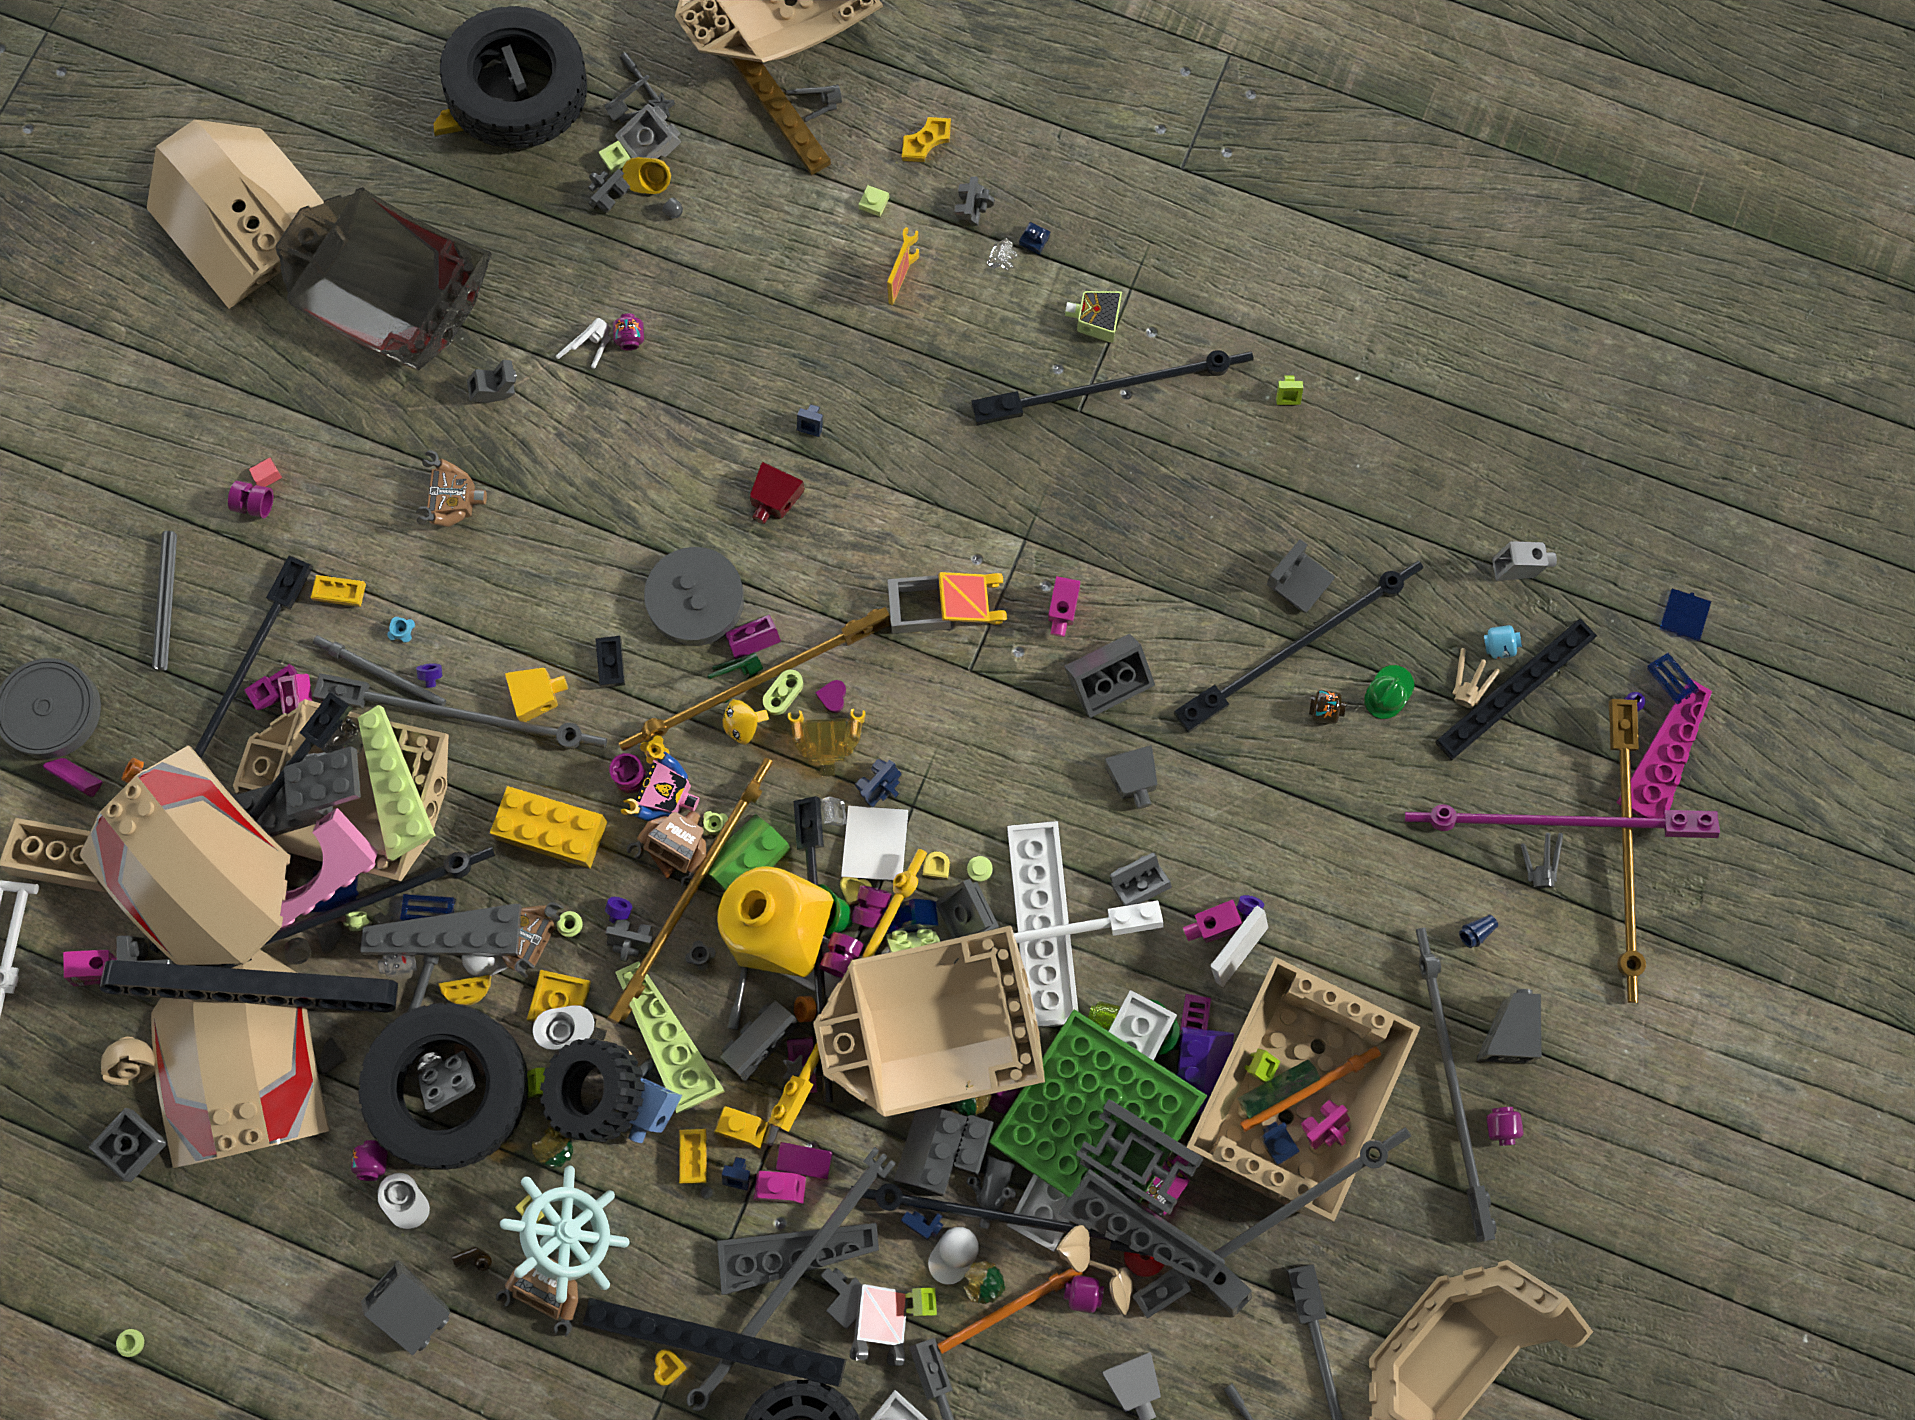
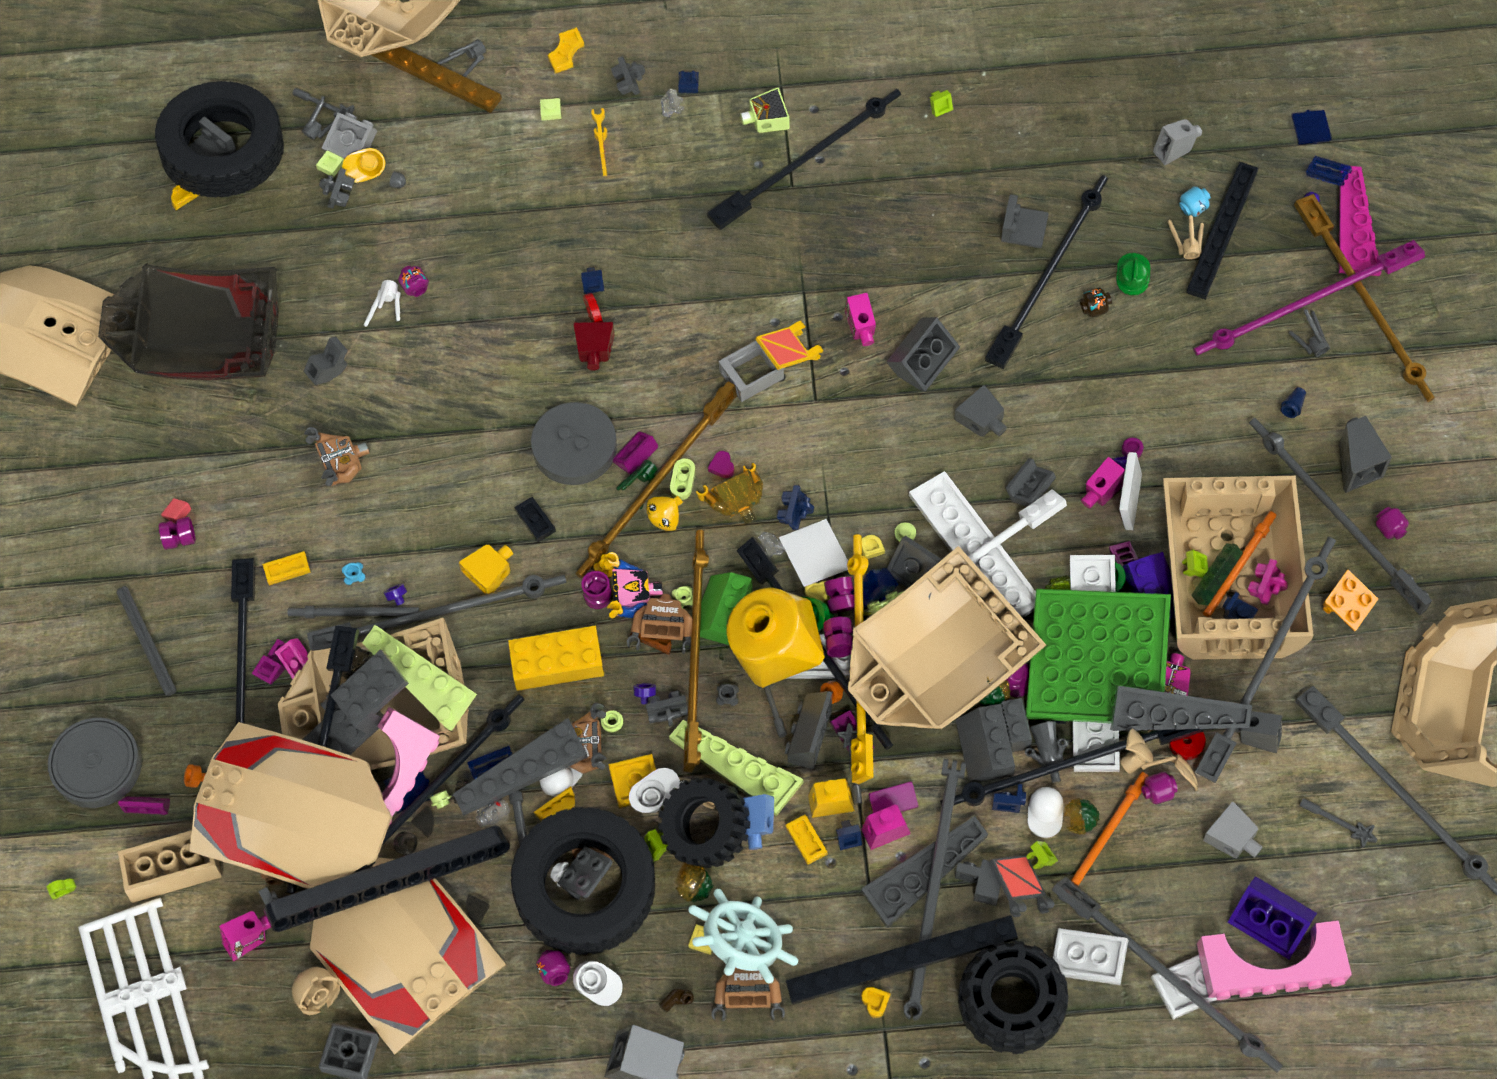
camera: 25 degrees left, 10 degrees down
(791, 455) = (592, 308): none -> red piece
(1149, 1139) = (1147, 642): dark grey fence -> none
(1274, 894) = (1132, 445): none -> magenta tile
(1409, 1189) = (1350, 600): none -> light orange hinge

